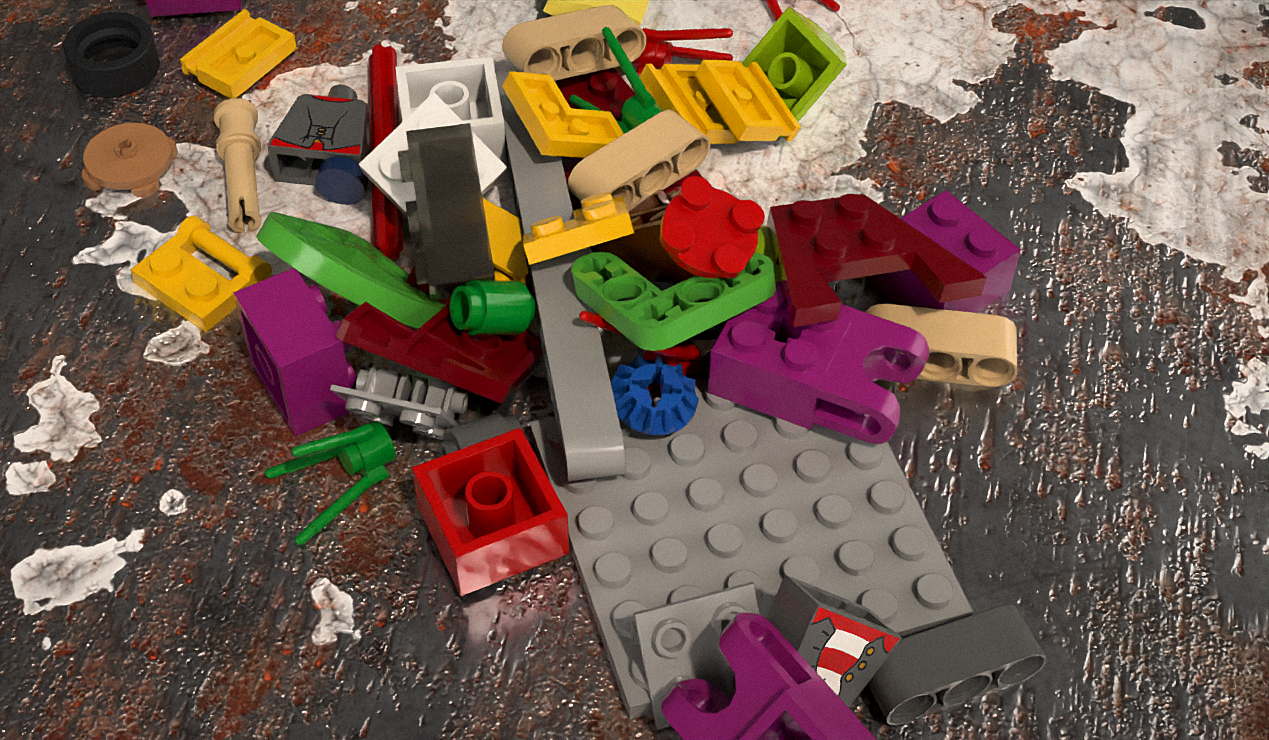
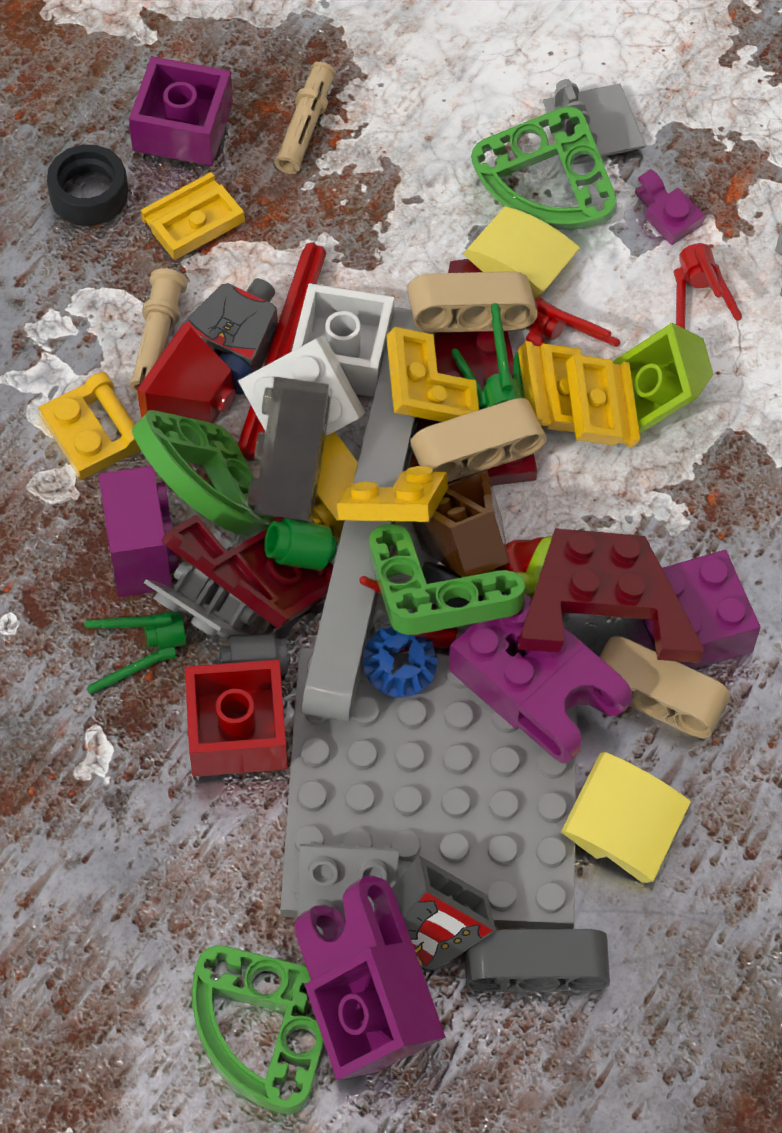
camera: 20 degrees right, 10 degrees up
(128, 158) = (70, 295): medium nougat piece -> none
(297, 184) = (188, 380): none -> red slope
(710, 230) = (481, 546): red piece -> none
(972, 481) = (626, 816): none -> light yellow slope

